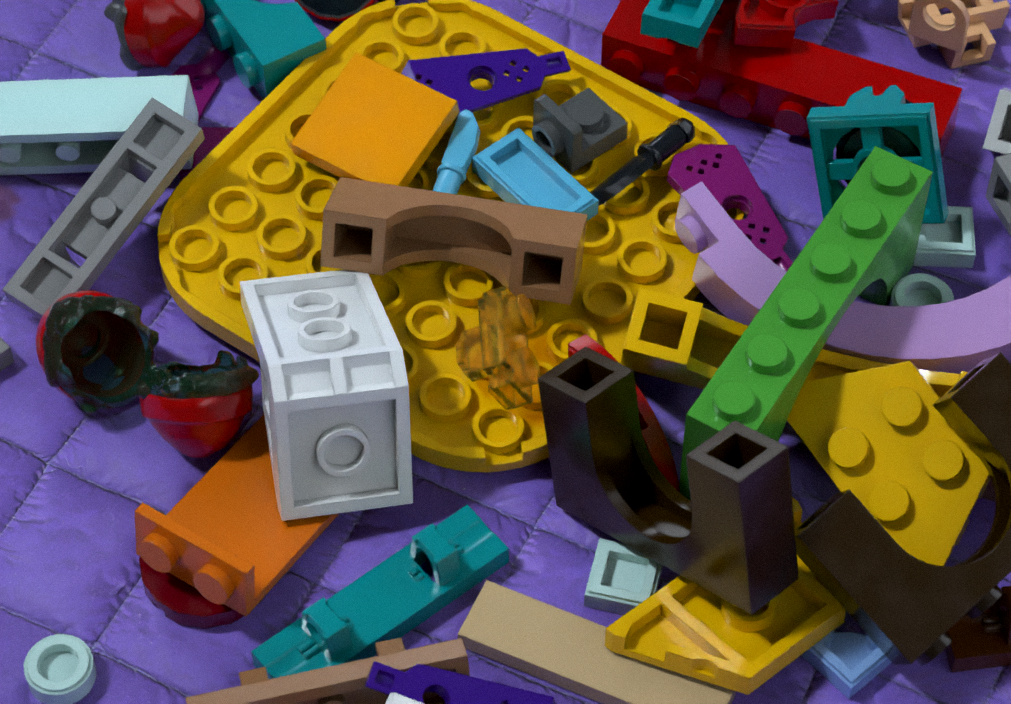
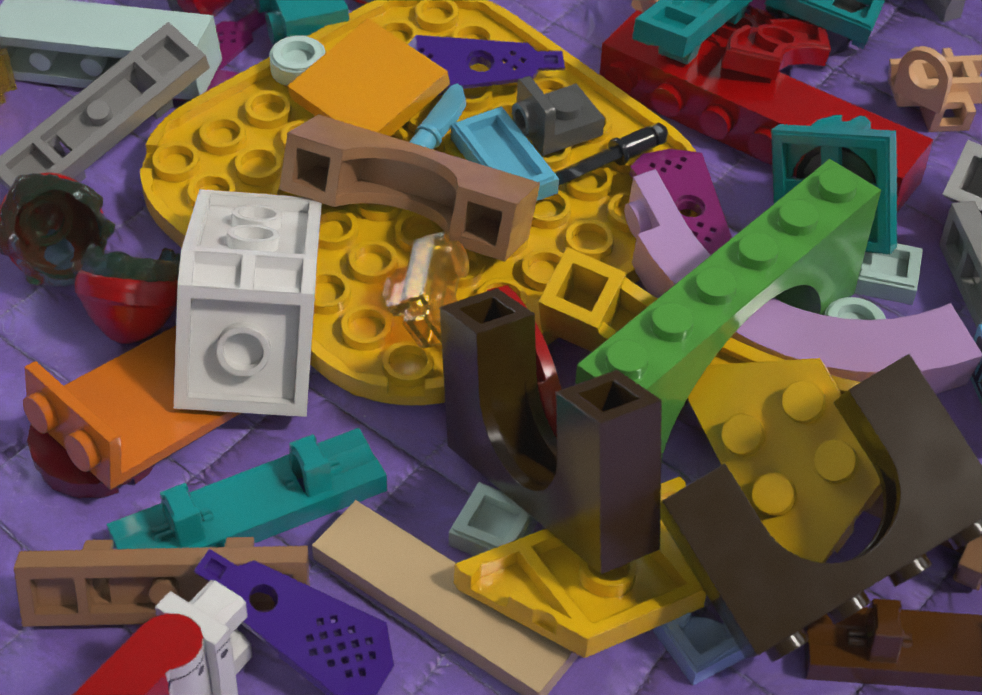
camera: 10 degrees right, 5 degrees down
(286, 108) = (293, 56): none -> light aqua tile

